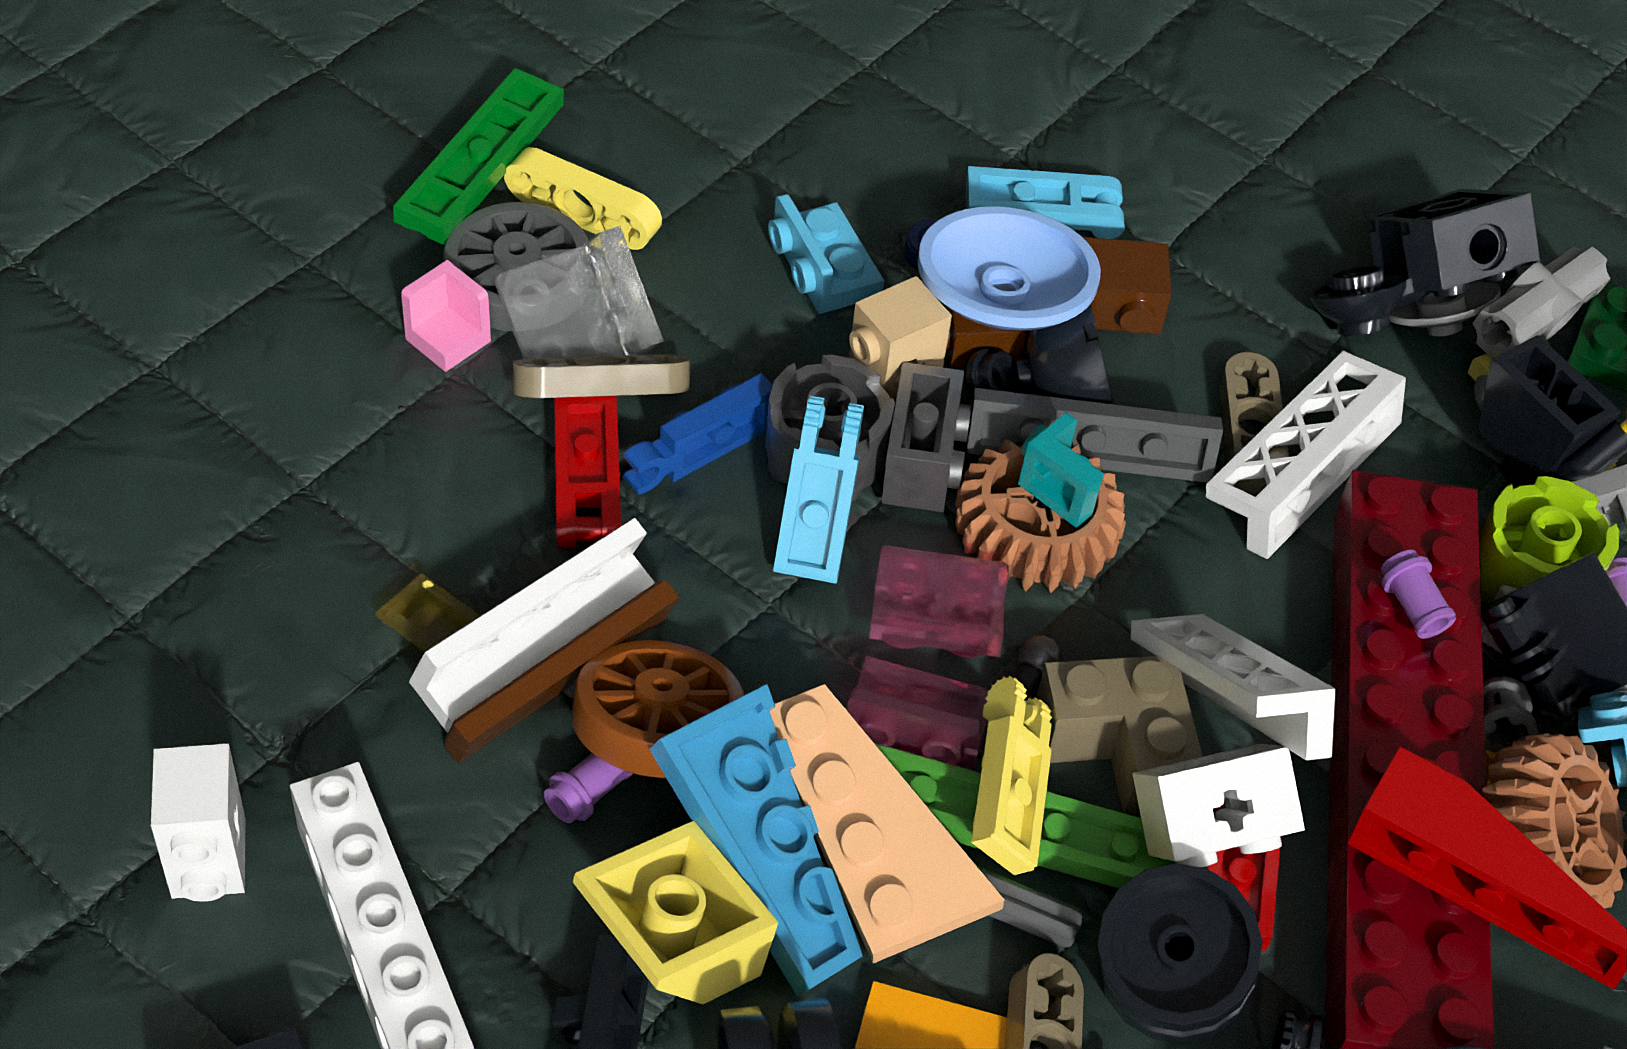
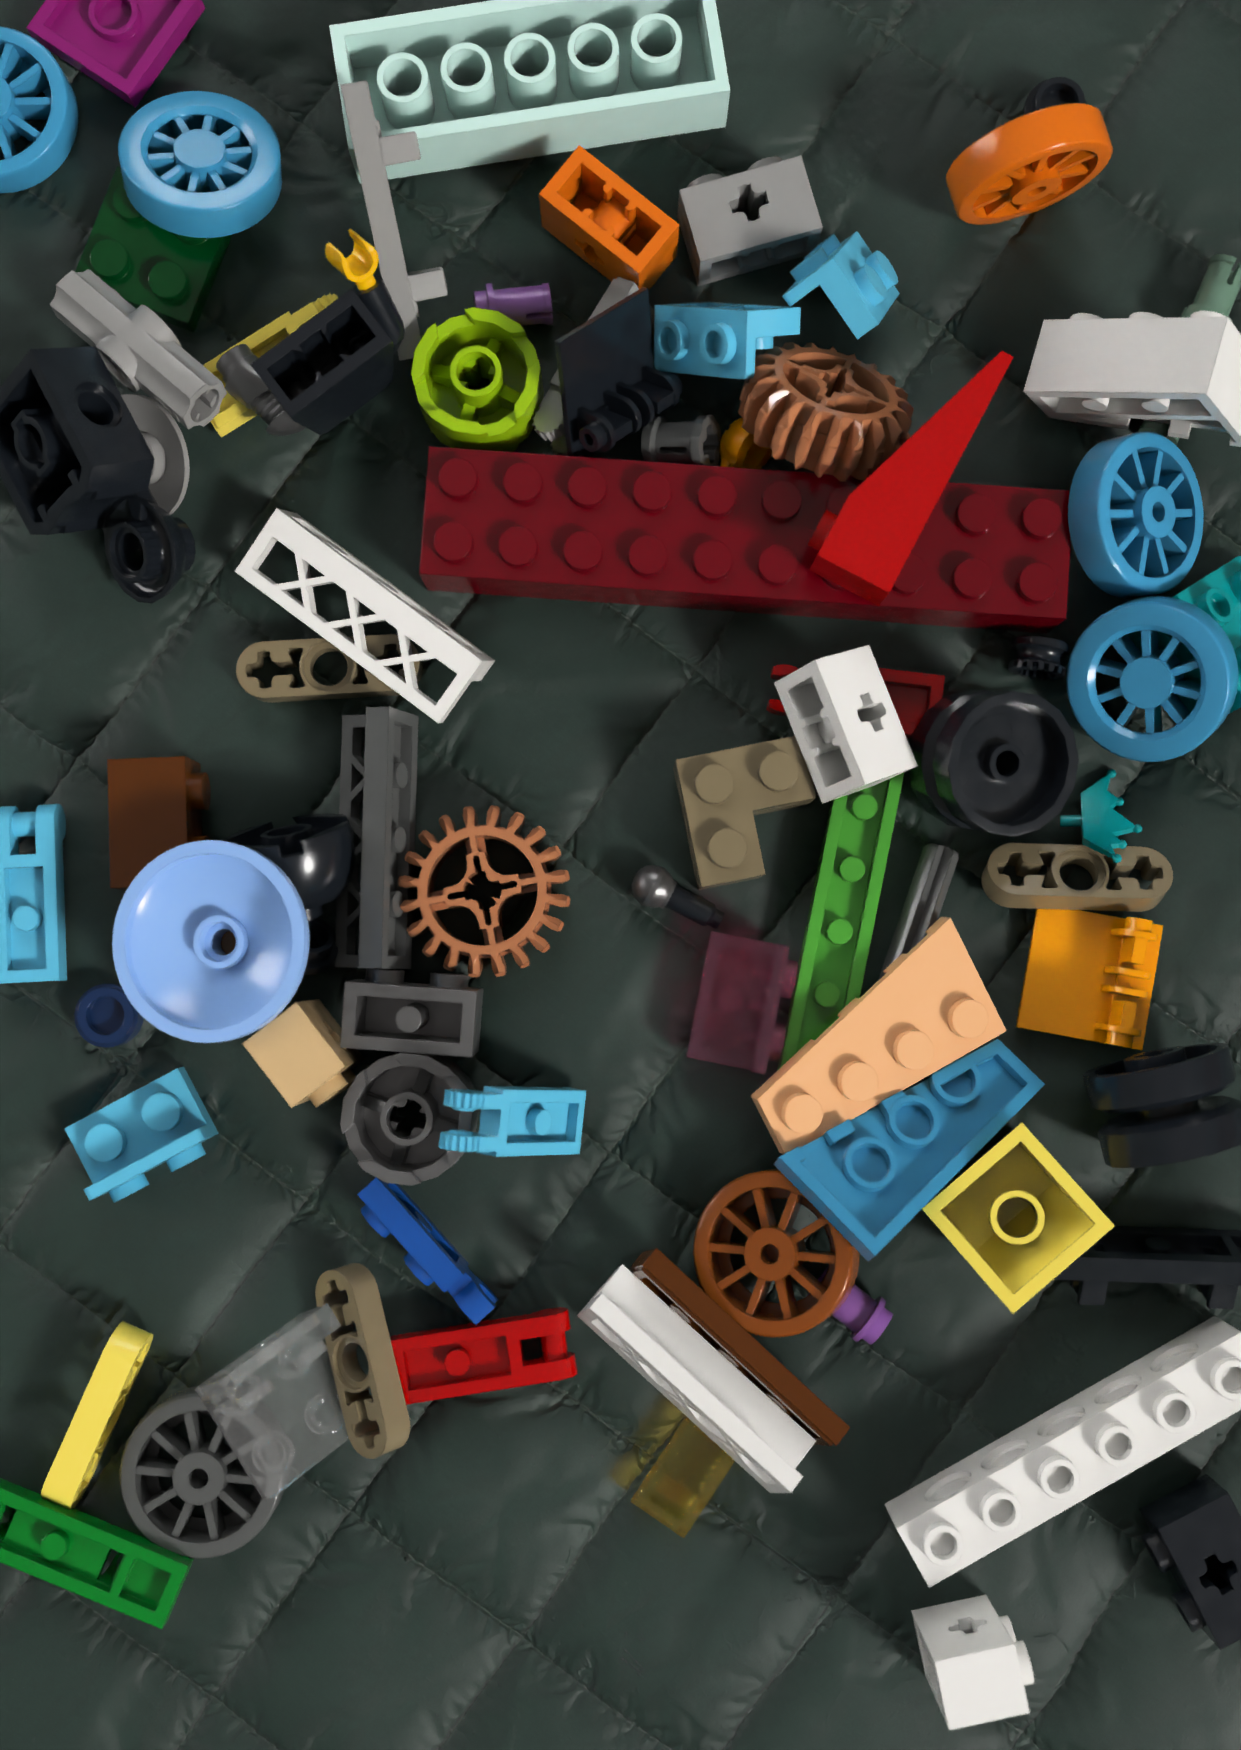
camera: 90 degrees left, 35 degrees up
(446, 315) = (299, 1538): bright pink panel -> none
(939, 602) = (615, 989): clear pink bracket -> none
(1013, 777) = (827, 914): light yellow hinge -> none
(1058, 474) = (482, 873): teal bracket -> none
(1245, 680) = (713, 697): white fence -> none
(1410, 581) = (598, 520): medium lavender pin -> none

